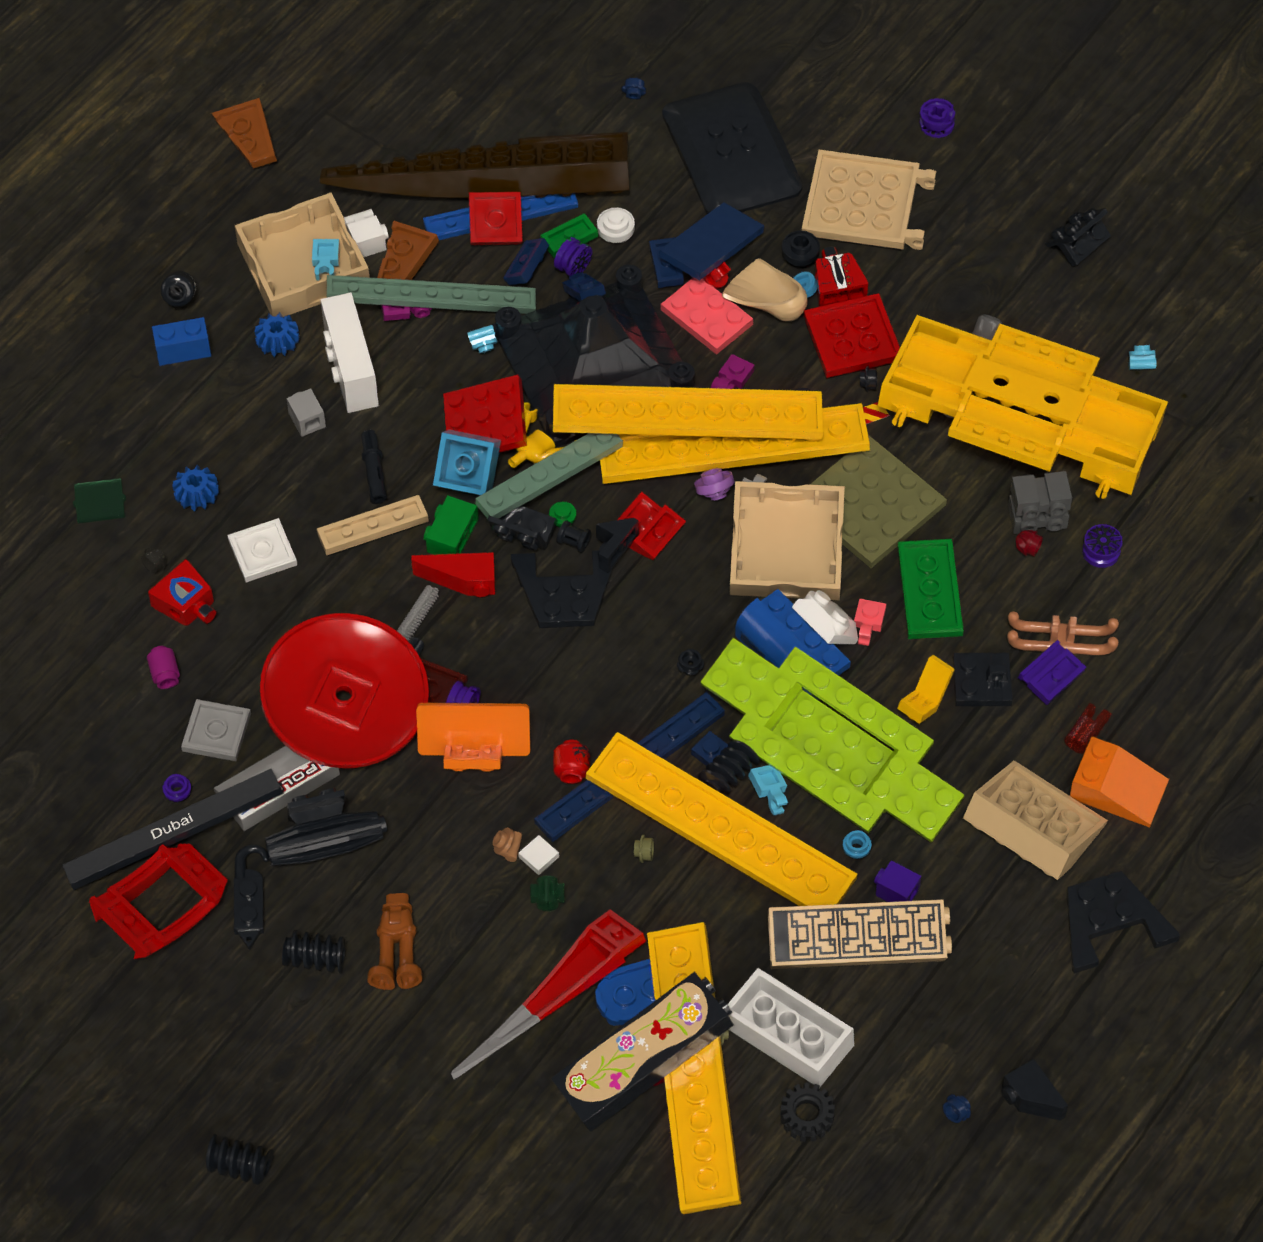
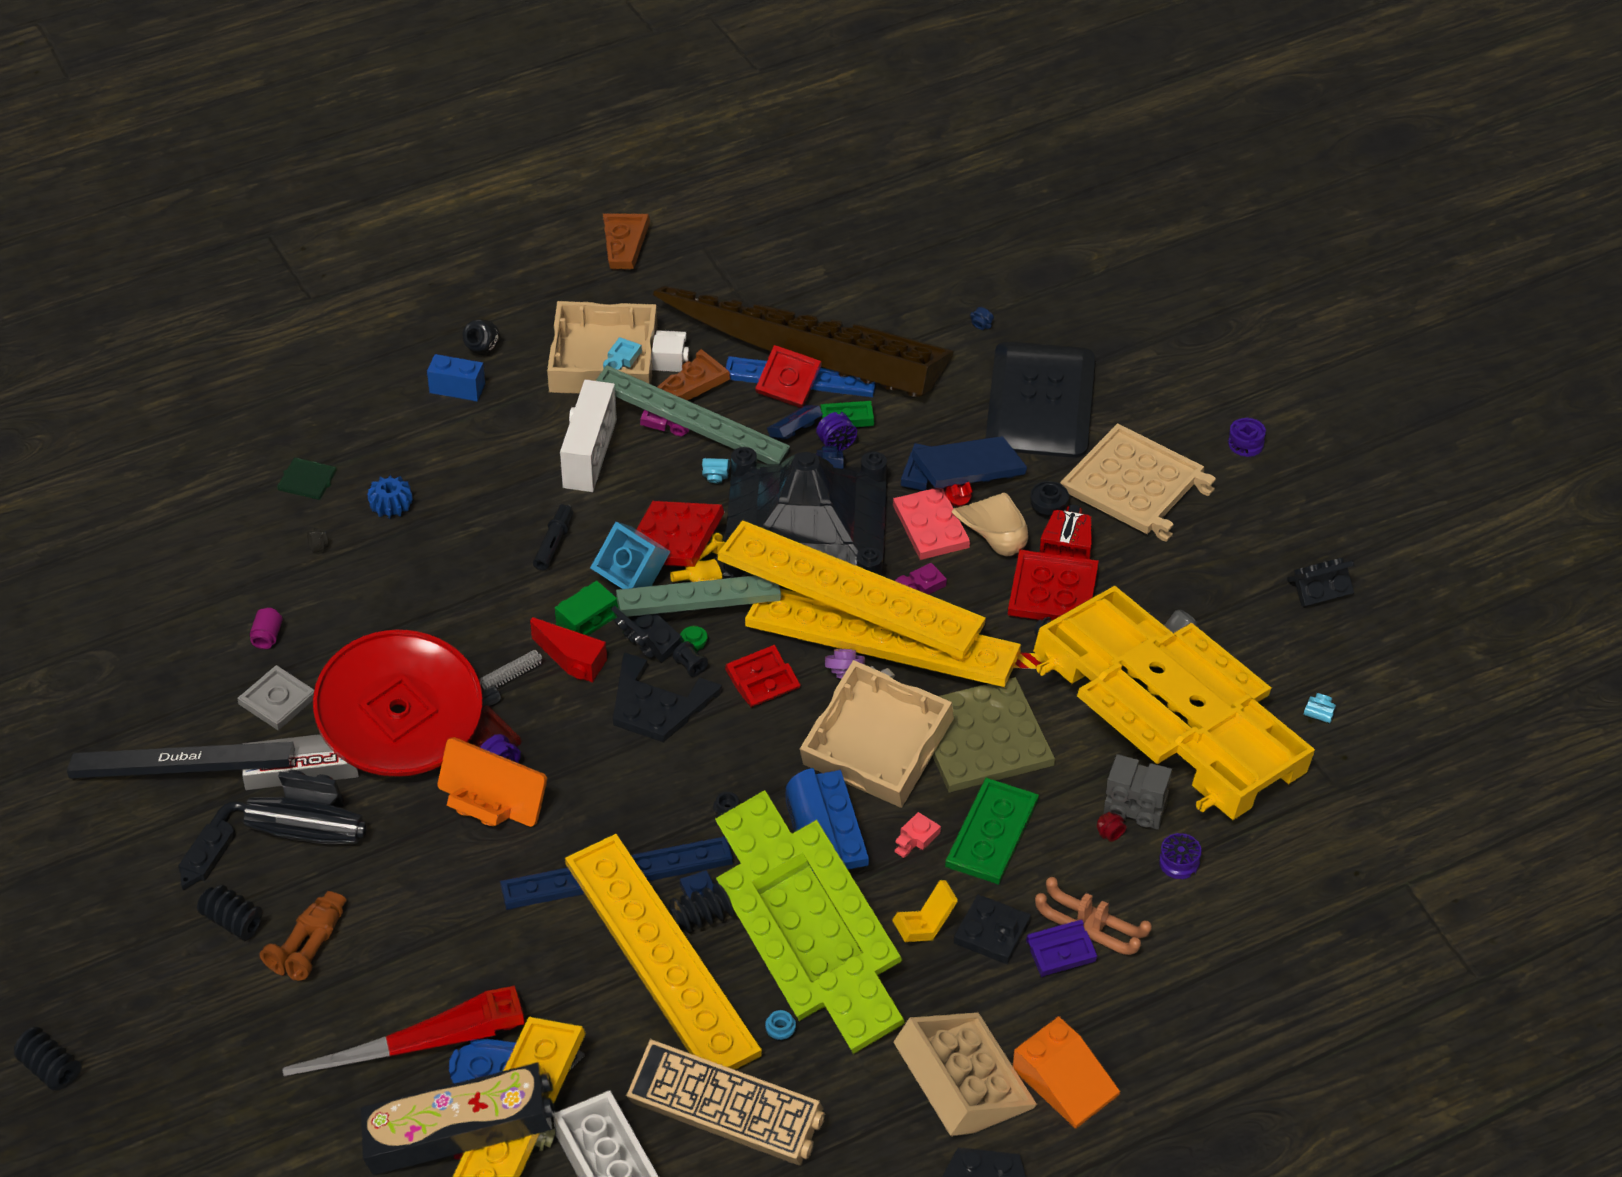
camera: 25 degrees right, 10 degrees down
(131, 925) = (90, 822): red wedge -> none
(174, 781) = (211, 729): dark purple plate -> none
(183, 595) = (320, 577): red torso -> none
(262, 550) = (414, 568): white tile -> none
(276, 334) = (540, 401): blue gear -> none
(306, 412) = (523, 471): light grey brick -> none
(372, 525) = (520, 583): tan plate -> none
(507, 843) = (463, 893): medium nougat plate -> none
(538, 855) = (484, 914): white tile -> none
(547, 893) = (467, 948): clear green gear -> none
(571, 761) = (560, 843): red head -> none
(615, 225) = (894, 420): white plate -> none
(616, 539) = (724, 674): black slope -> none
(644, 849) = (581, 947): olive plate -> none
(771, 784) = (732, 938): medium azure plate -> none
(808, 282) = (1035, 529): dark azure tile -> none
(827, 618) = (871, 814): white slope -> none
(897, 883) = (794, 1073): dark purple brick -> none
(1085, 728) = (1067, 1008): clear red hinge -> none

